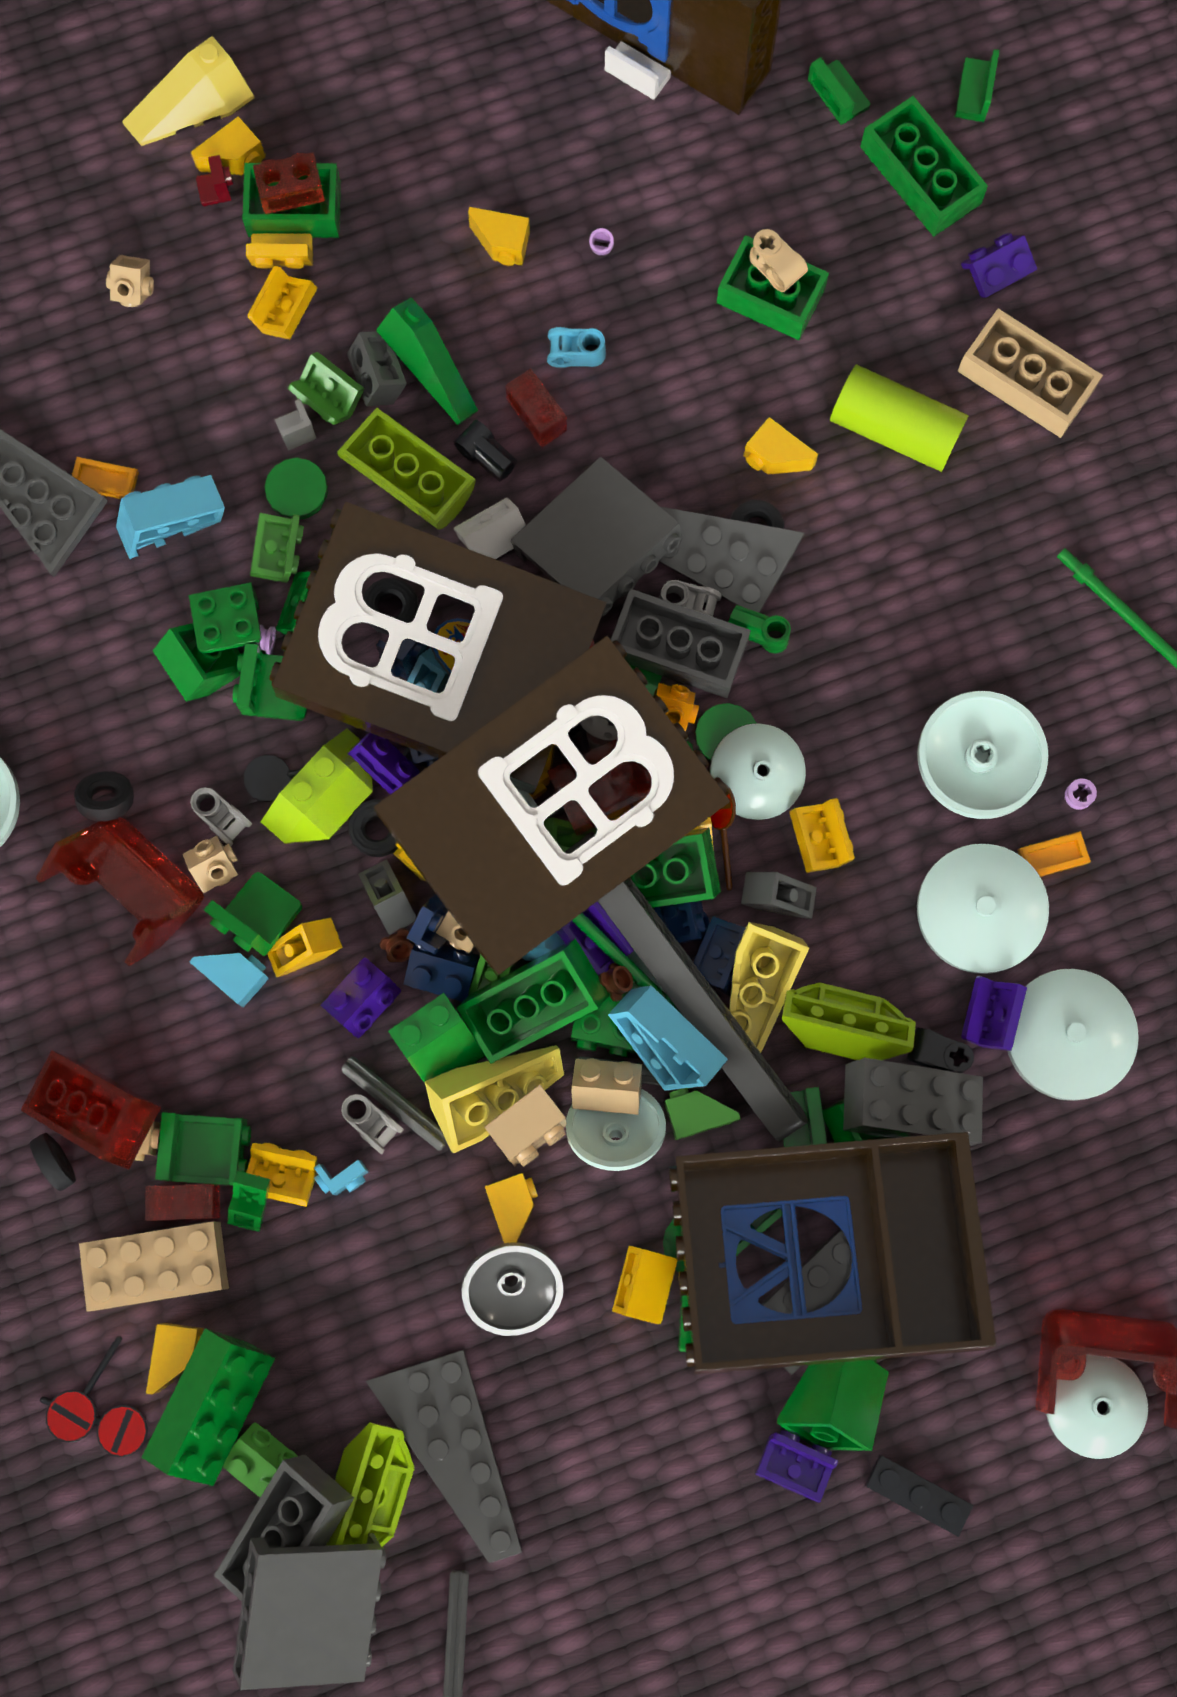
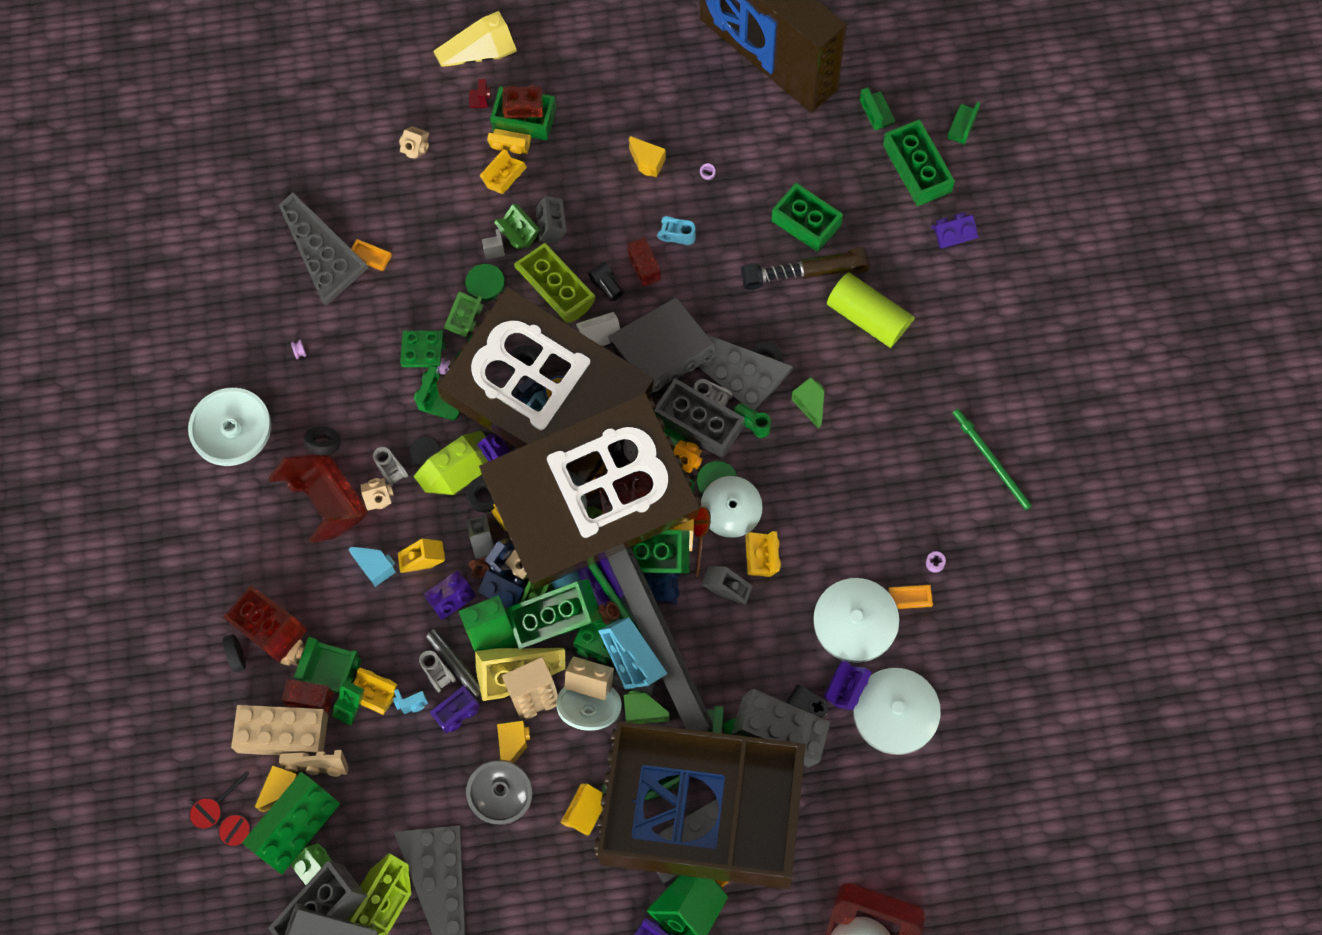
camera: 15 degrees right, 10 degrees down
(30, 655) = (298, 349): none -> lavender bush
(167, 511) = (403, 280): medium azure wedge -> none
(191, 671) = (394, 377): green slope -> none
(230, 1301) = (320, 763): none -> tan wing
(235, 146) = (495, 75): yellow slope -> none
(256, 914) = (397, 530): green bracket -> none
(413, 1175) = (455, 710): none -> dark purple bracket
(421, 349) = (583, 219): green wedge -> none
(636, 69) = (753, 75): white panel -> none
(717, 953) = (683, 614): dark blue bracket -> none
(762, 974) = (702, 632): light yellow wedge -> none
(776, 260) = (810, 199): tan piece -> none
(778, 451) = (788, 315): yellow slope -> none
(842, 580) = (810, 400): none -> bright green slope
(847, 1022) = (750, 670): lime wedge -> none
(858, 344) = (853, 261): none -> piece
(982, 755) = (876, 523): light aqua dish -> none
(1029, 372) = (958, 297): tan brick -> none

